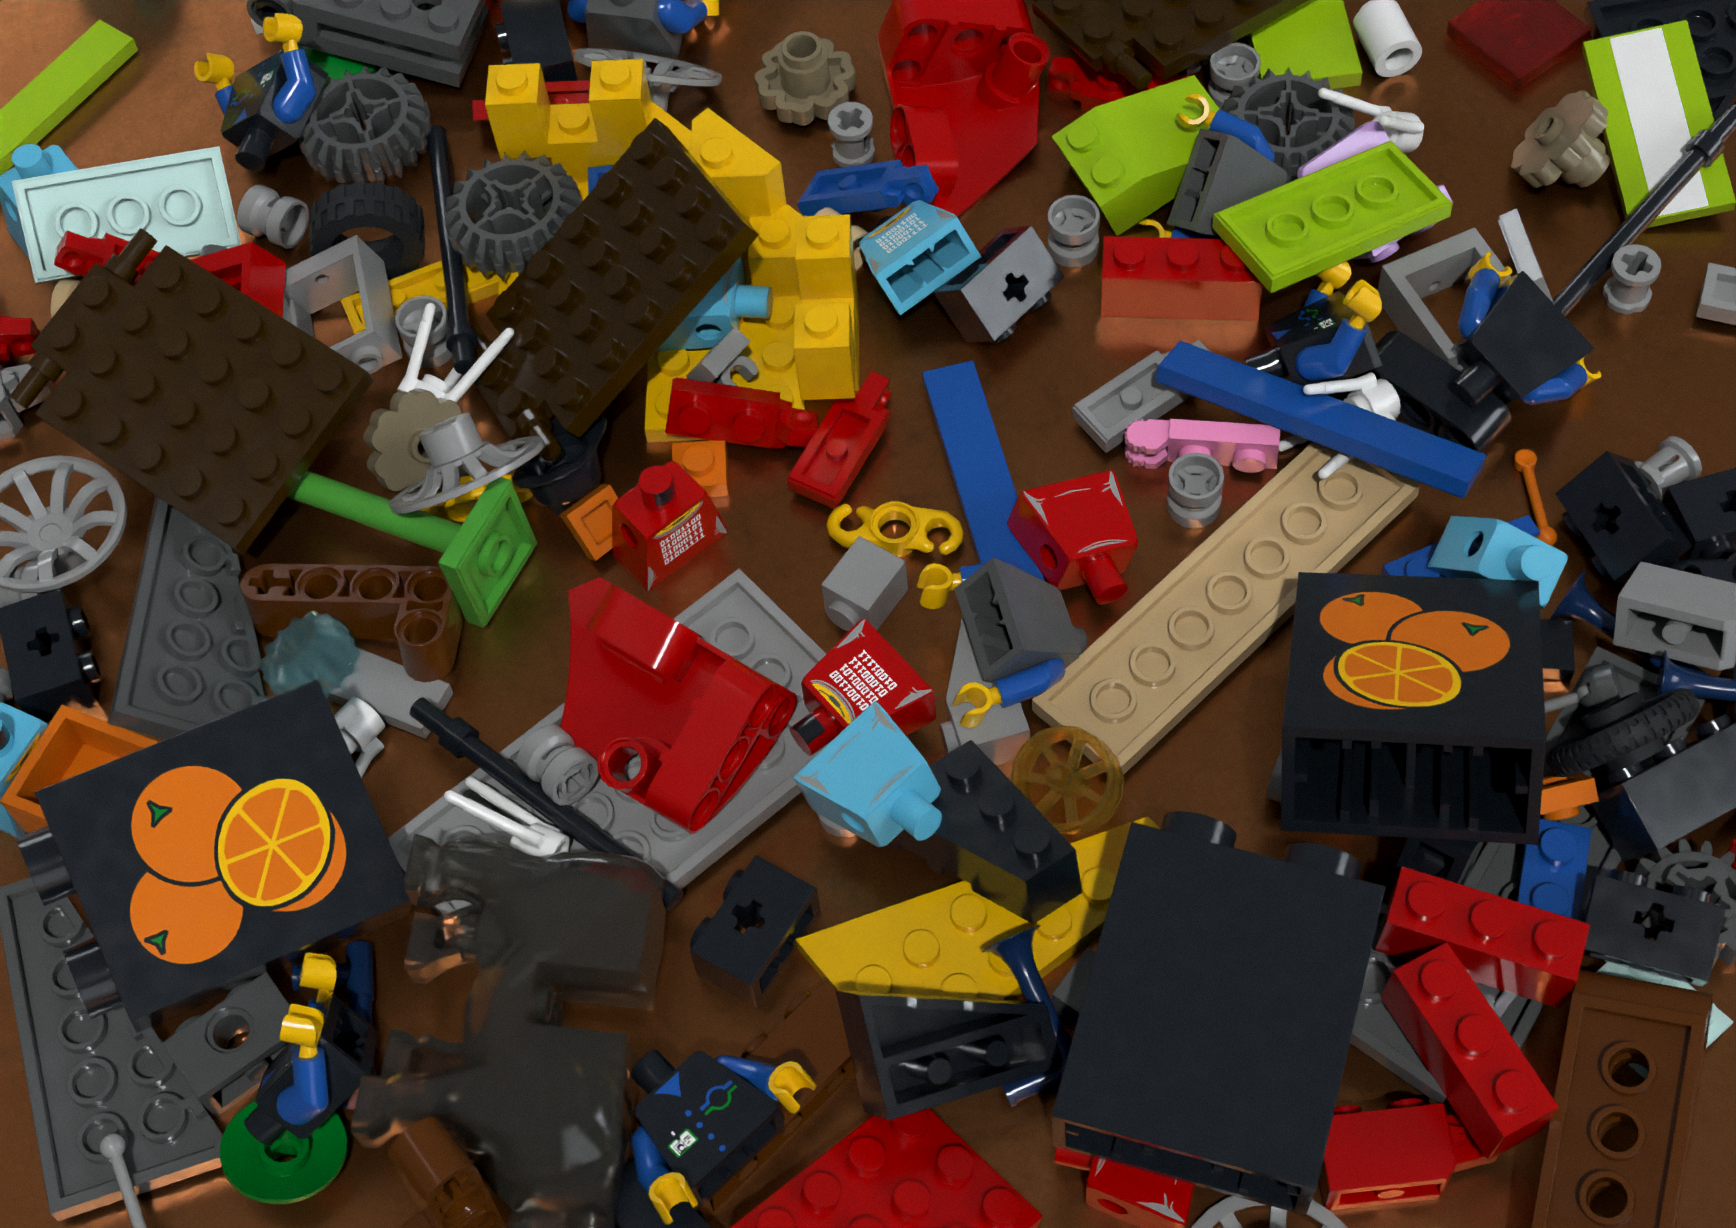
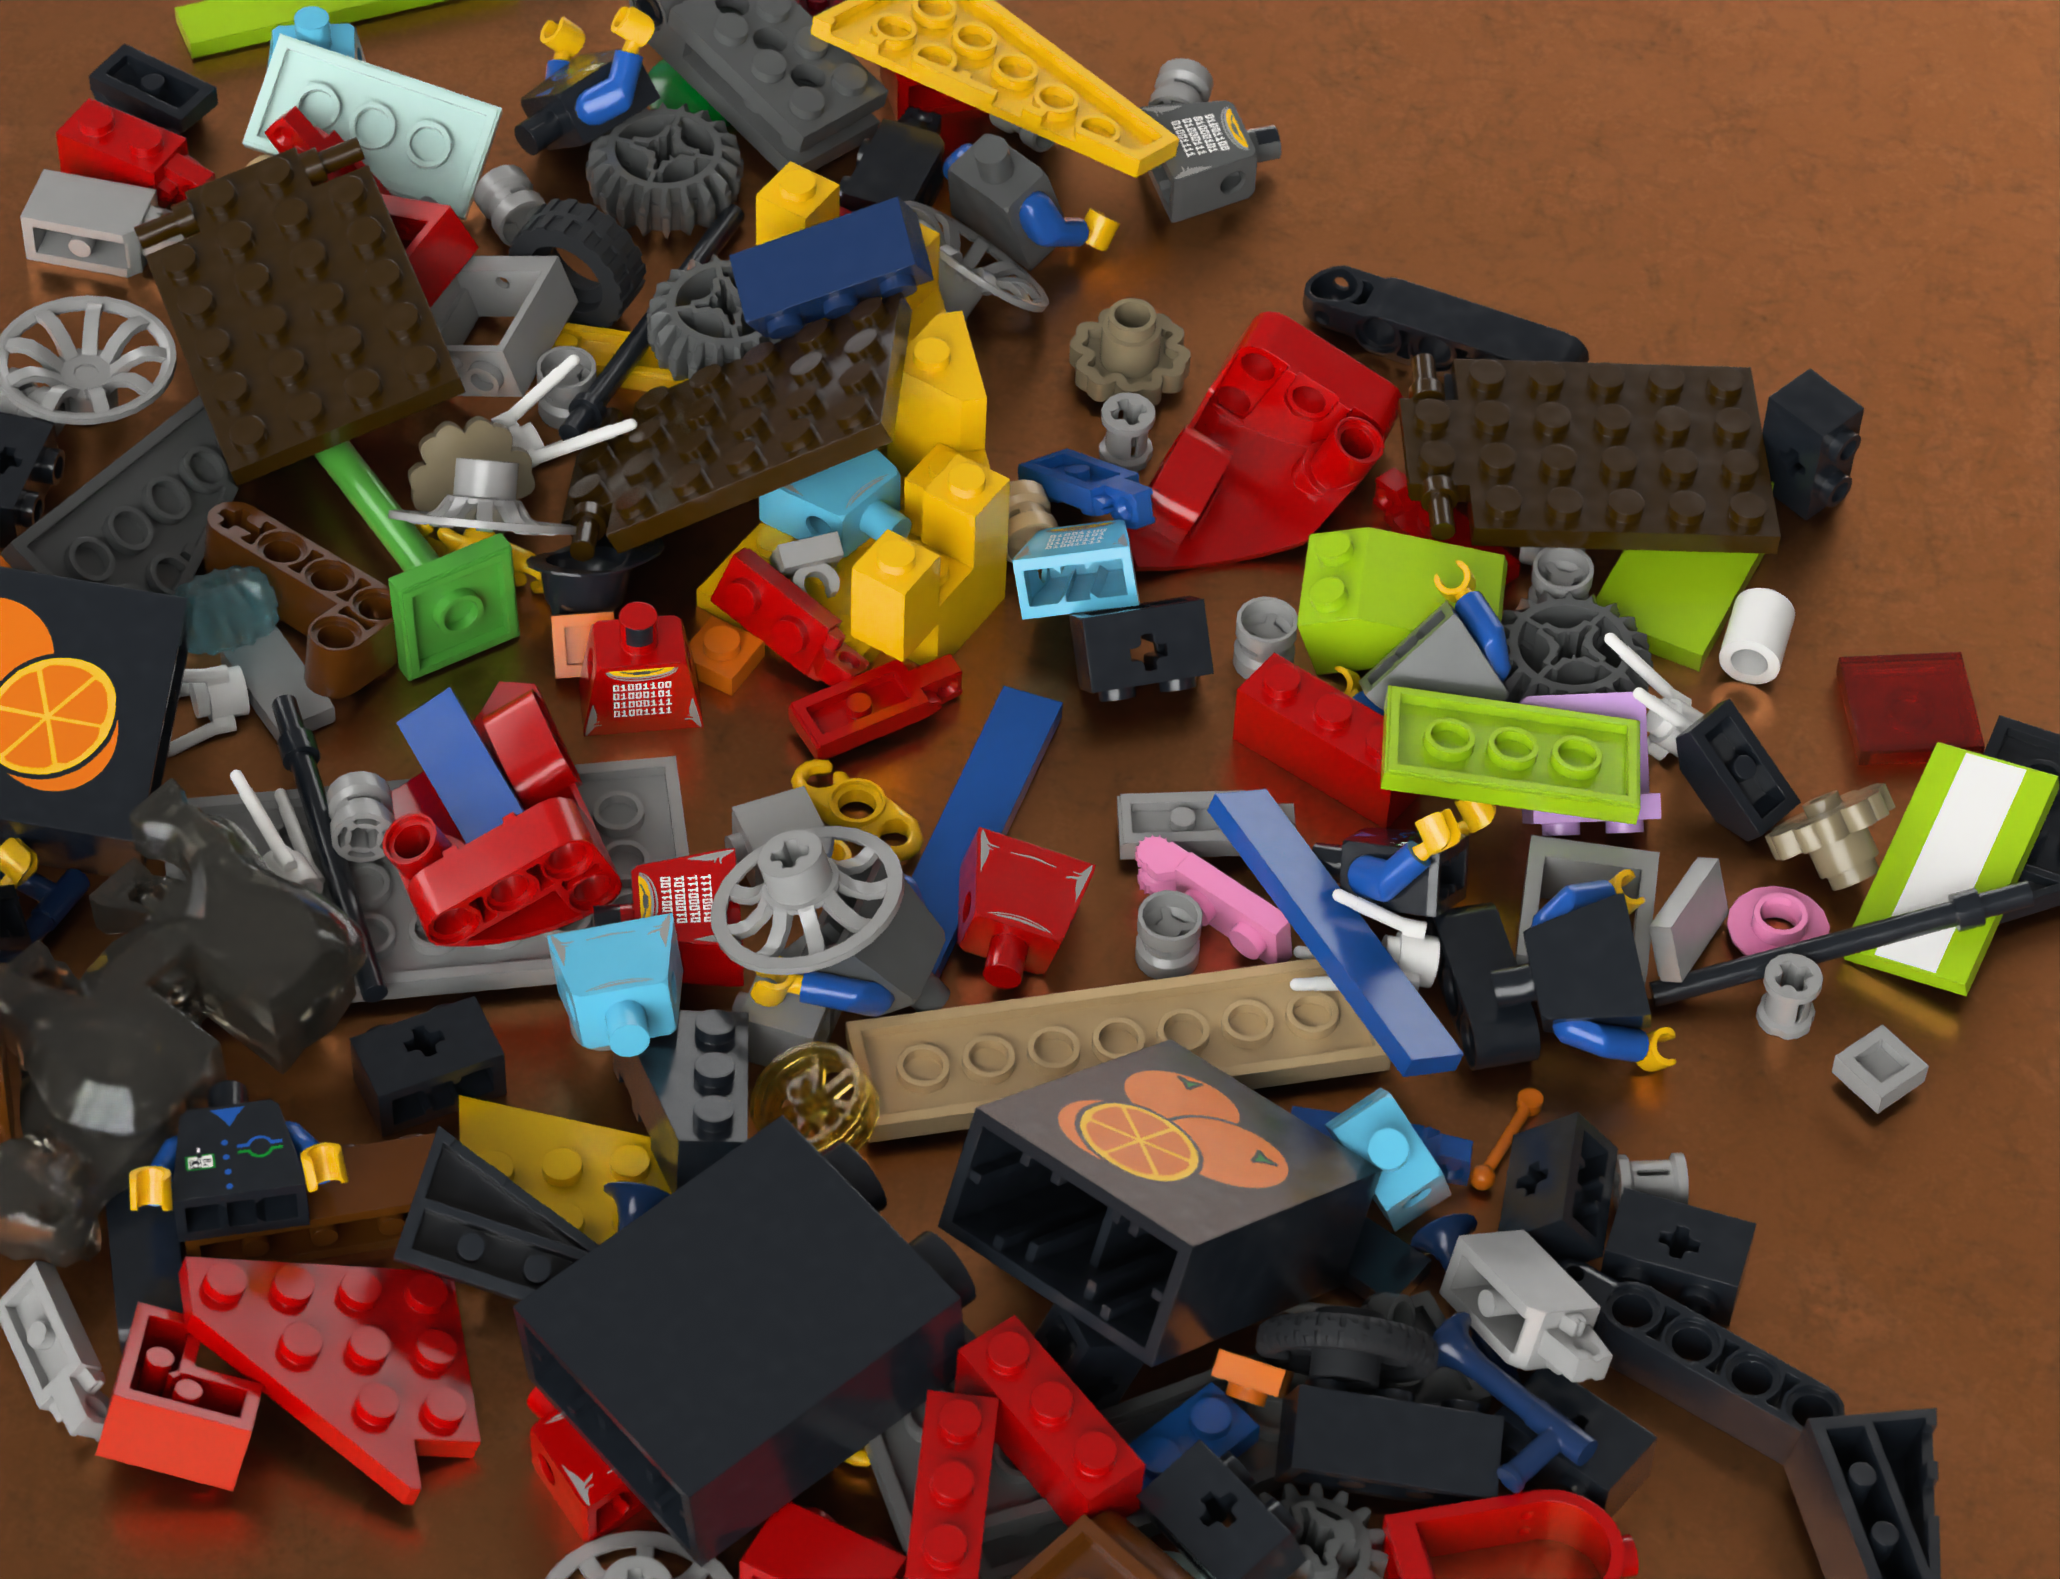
camera: 25 degrees right, 10 degrees down
(588, 130) = (831, 268): none -> dark blue brick
(609, 682) = (459, 765): none -> blue tile
(957, 619) = (798, 881): none -> light grey wheel
(1463, 143) = (1734, 773): none -> black slope
(1564, 249) = (1753, 935): none -> bright pink piece

